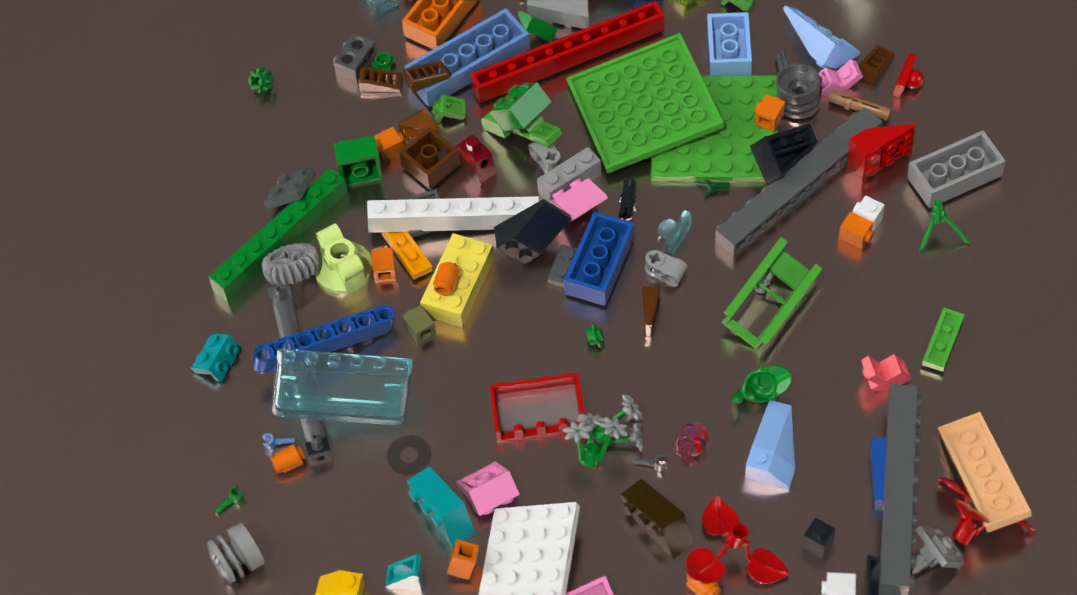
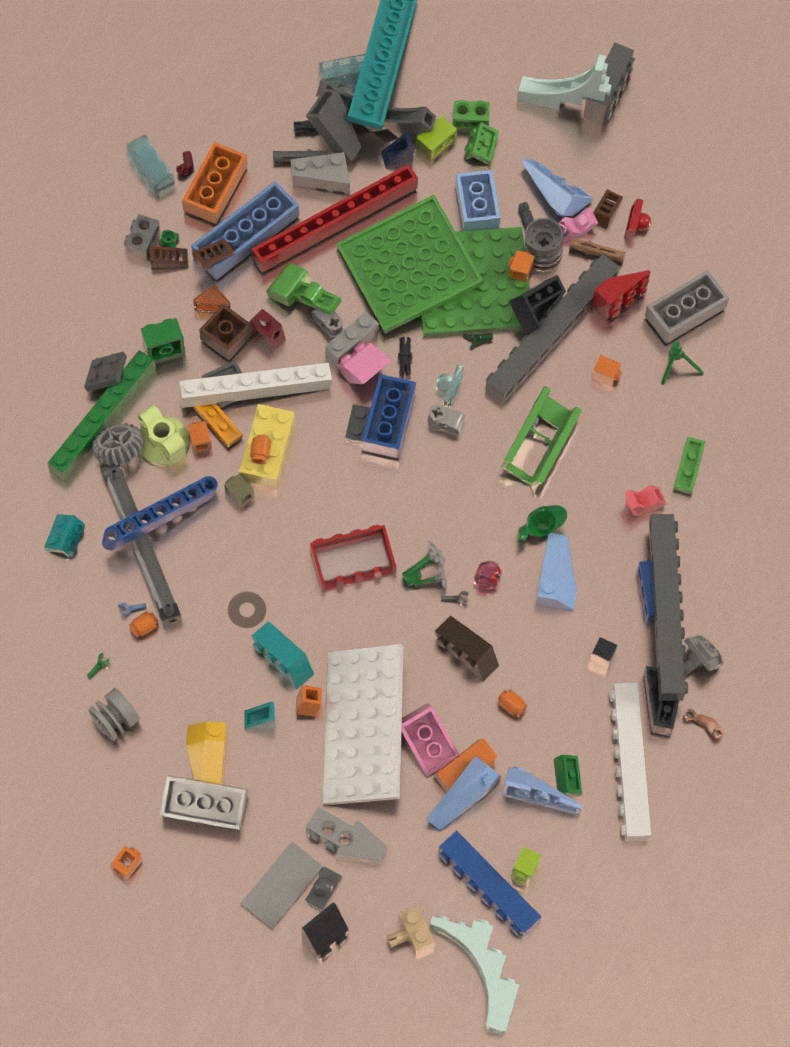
camera: 15 degrees left, 10 degrees up
(261, 79) = (60, 265): green gear -> none
(341, 387) = (182, 558): clear light blue windscreen -> none
(389, 144) = (188, 319): orange brick -> none
(449, 107) = (235, 280): bright green bracket -> none
(488, 488) = (320, 634): bright pink slope -> none
(520, 106) = (303, 280): brick -> none
(530, 231) = (326, 398): black slope -> none
(537, 26) = (304, 195): green slope -> none
(590, 453) = (403, 596): light grey plant -> none
(595, 335) = (393, 487): green plate -> none
(651, 303) = (437, 451): reddish brown slope -> none
(722, 519) = (513, 689): red plant -> none
(871, 210) = (616, 351): white brick -> none
(966, 526) = (726, 626): red plant -> none
(984, 471) = (734, 583): light nougat plate -> none

